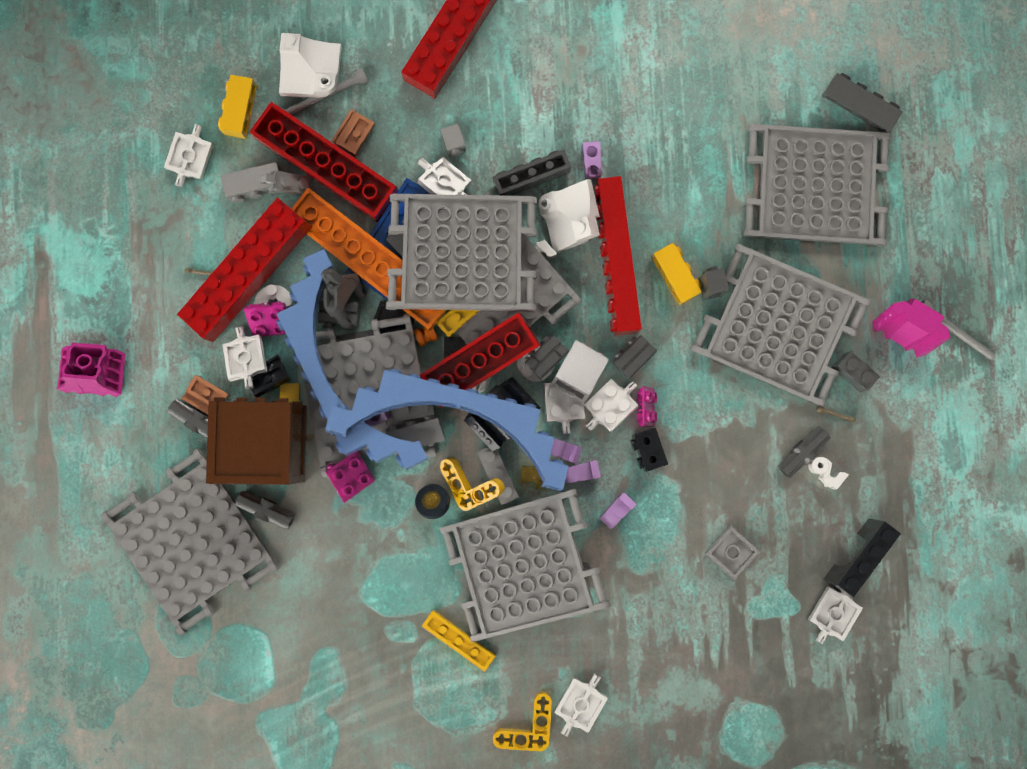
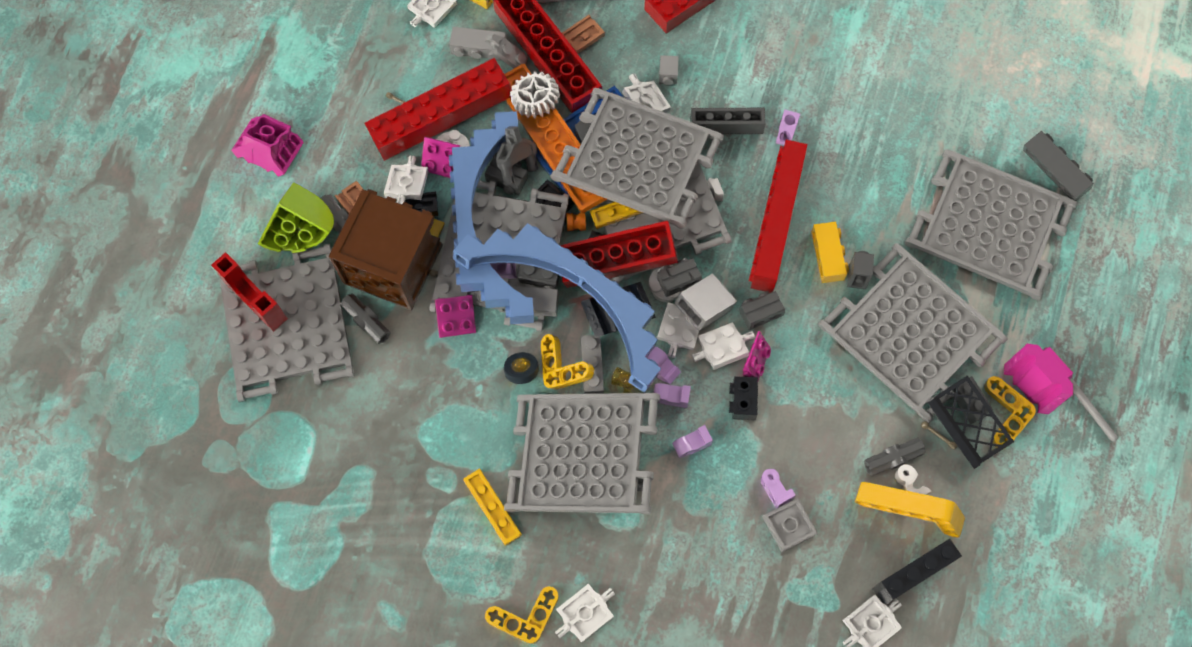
camera: 25 degrees right, 15 degrees down
(158, 441) = (297, 222): none -> lime brick
(165, 544) = (247, 291): none -> red arch
(319, 224) = (535, 94): none -> white gear
(570, 215) = (748, 165): white slope -> none
(702, 520) = (775, 489): none -> lavender leg
(835, 497) = (930, 508): none -> yellow beam
(854, 411) = (959, 435): none -> black fence
(897, 363) = (1015, 408): none -> yellow beam

